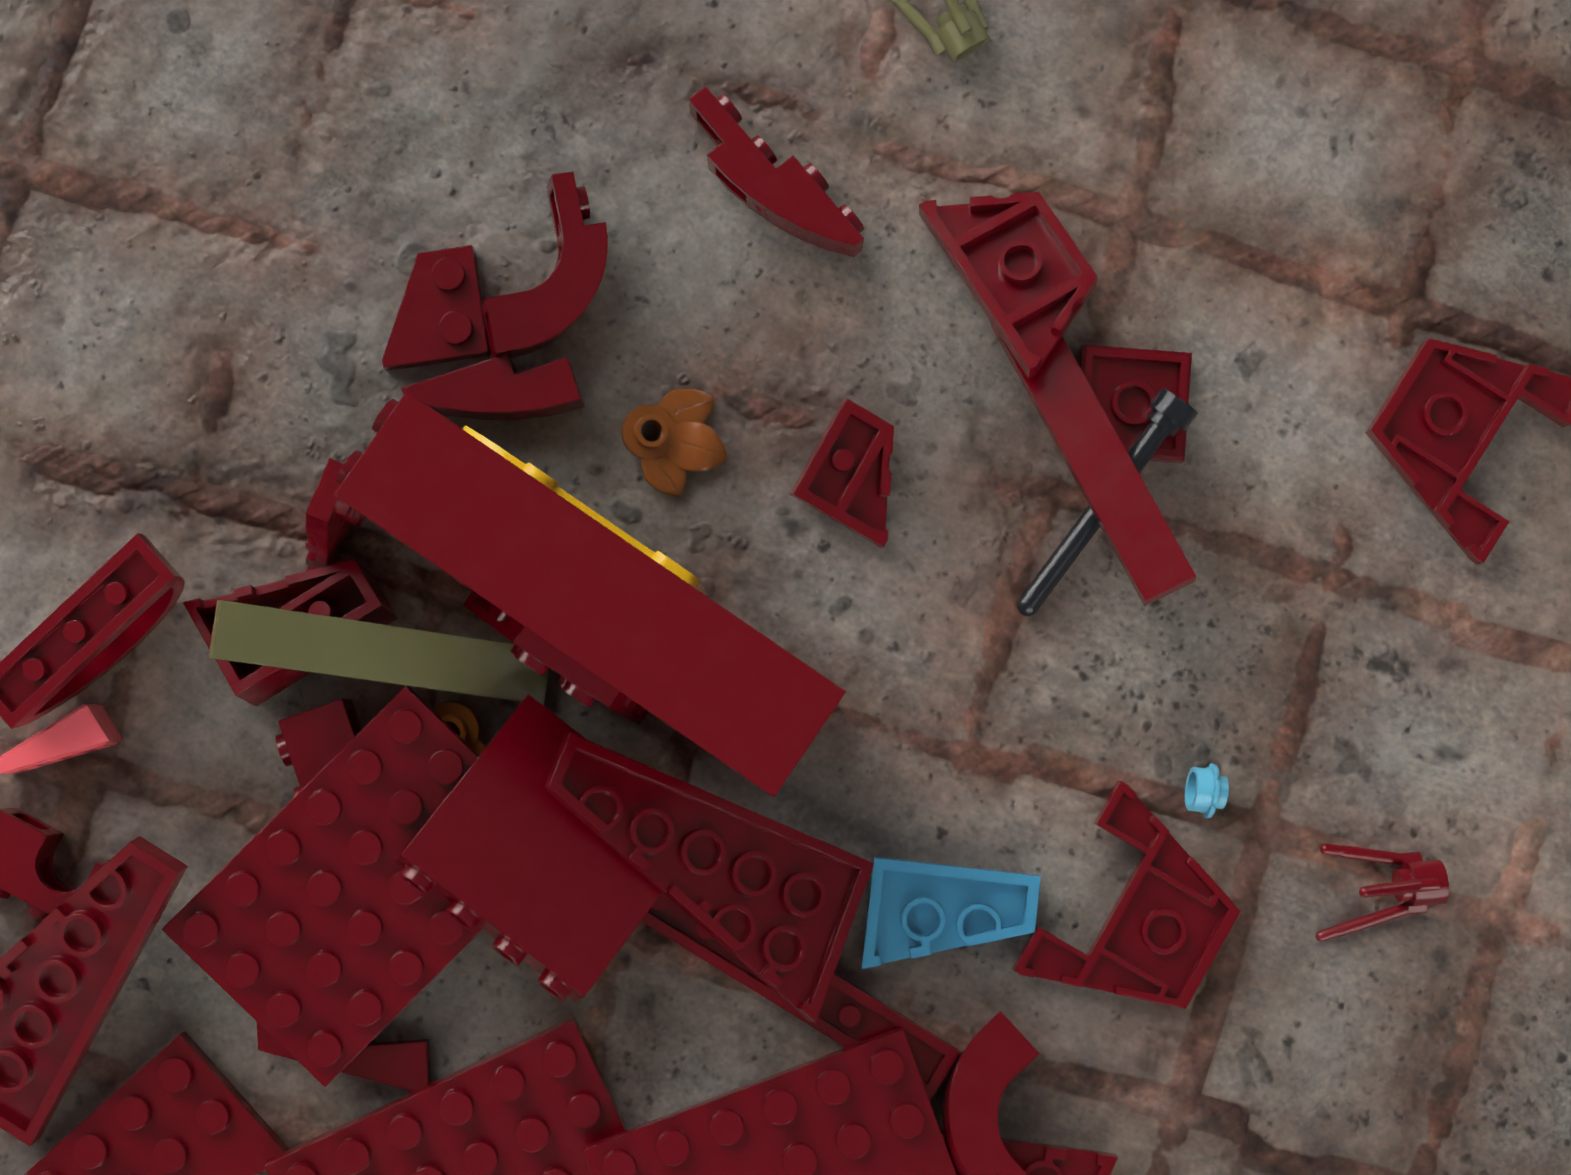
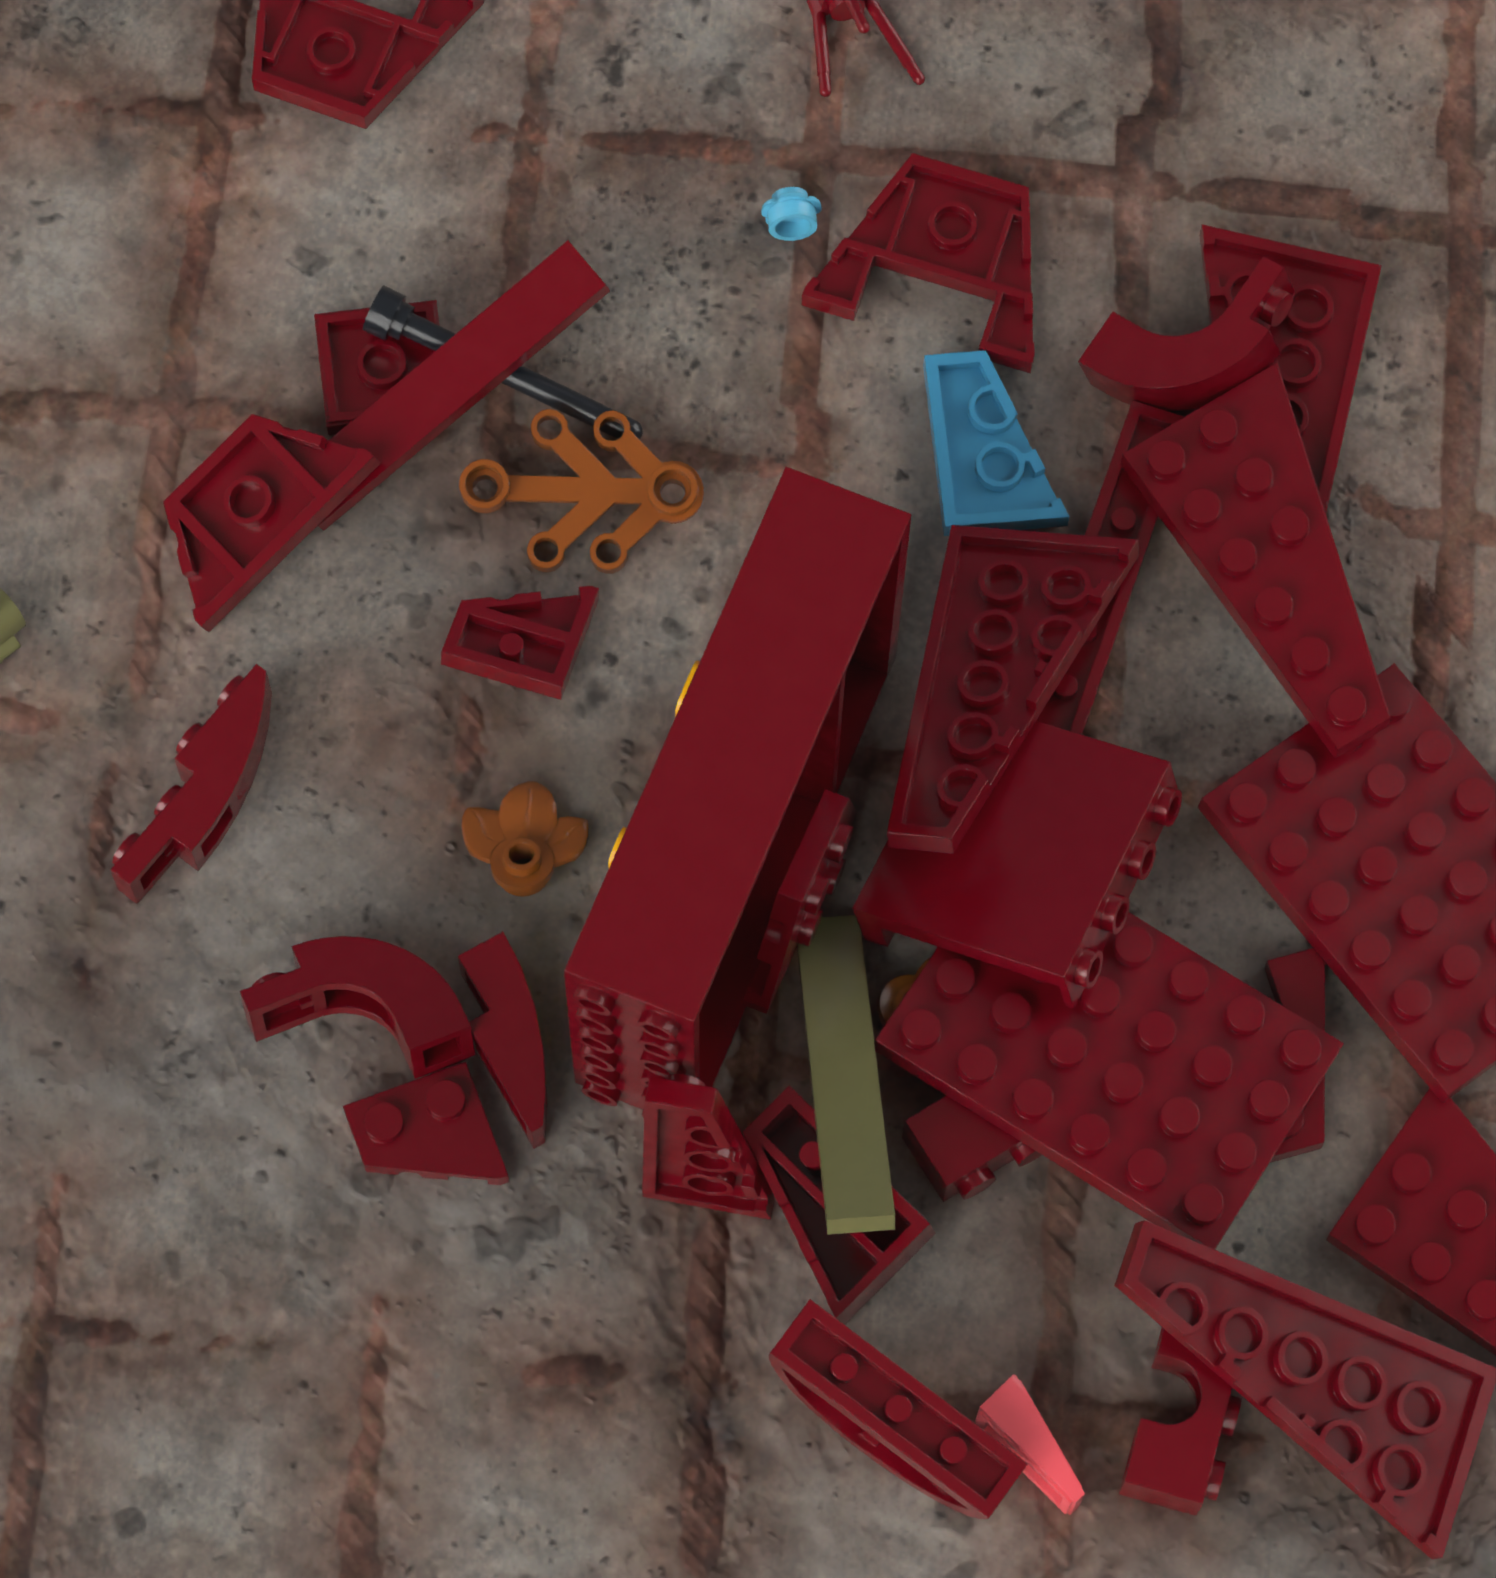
camera: 100 degrees left, 15 degrees down
(974, 559) = (593, 490): none -> dark orange plant

